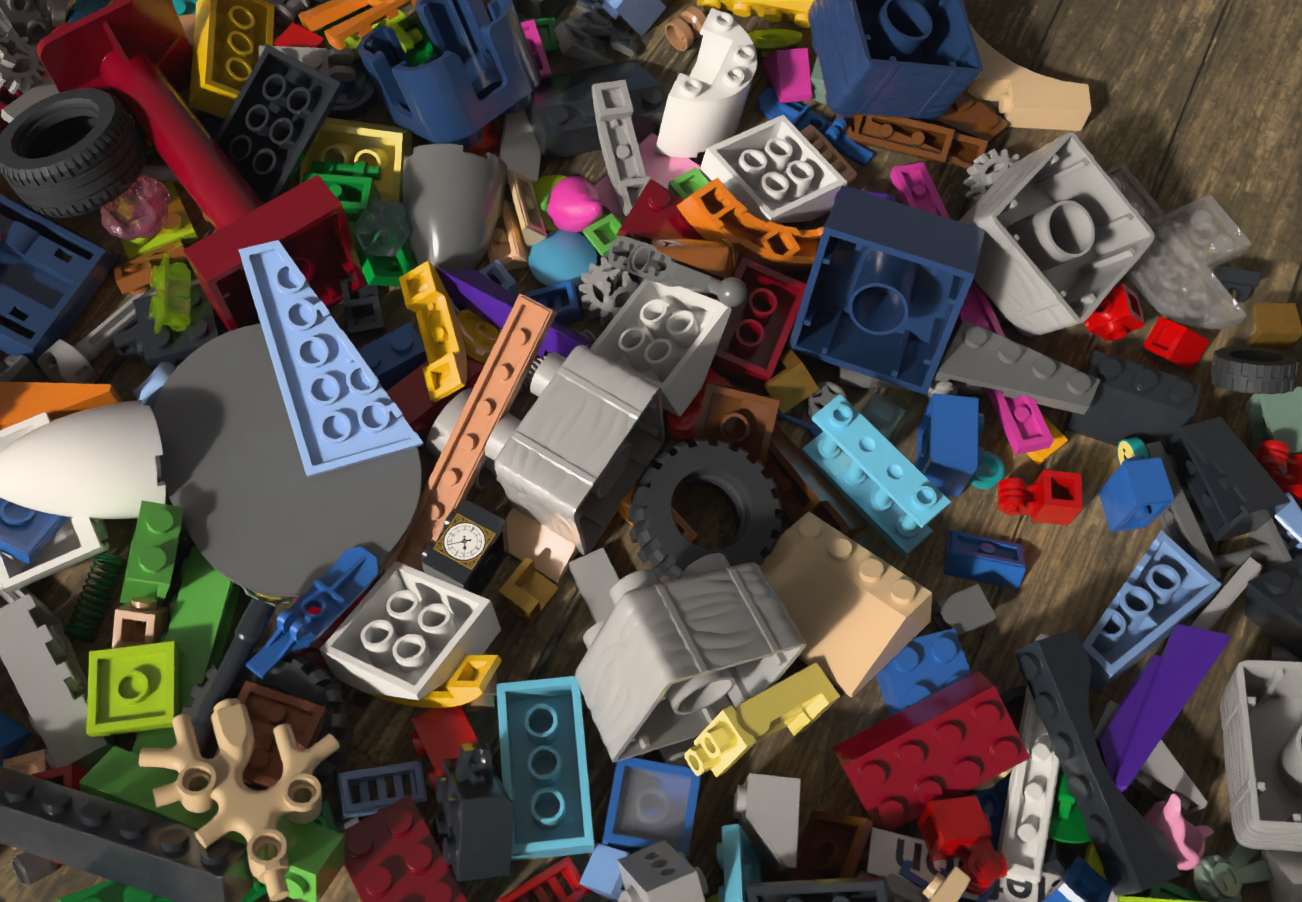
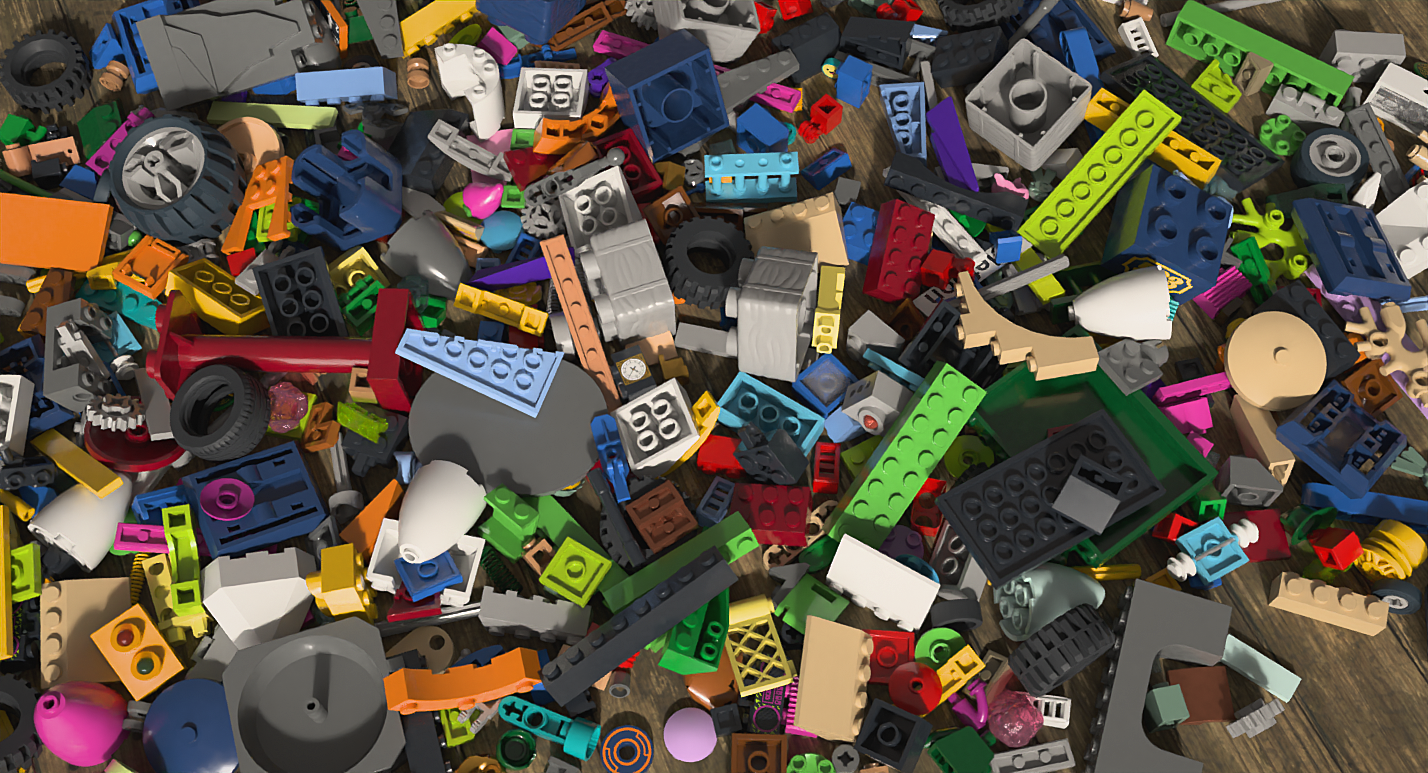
camera: 45 degrees left, 0 degrees up
(242, 809) = (704, 529): tan plant -> none

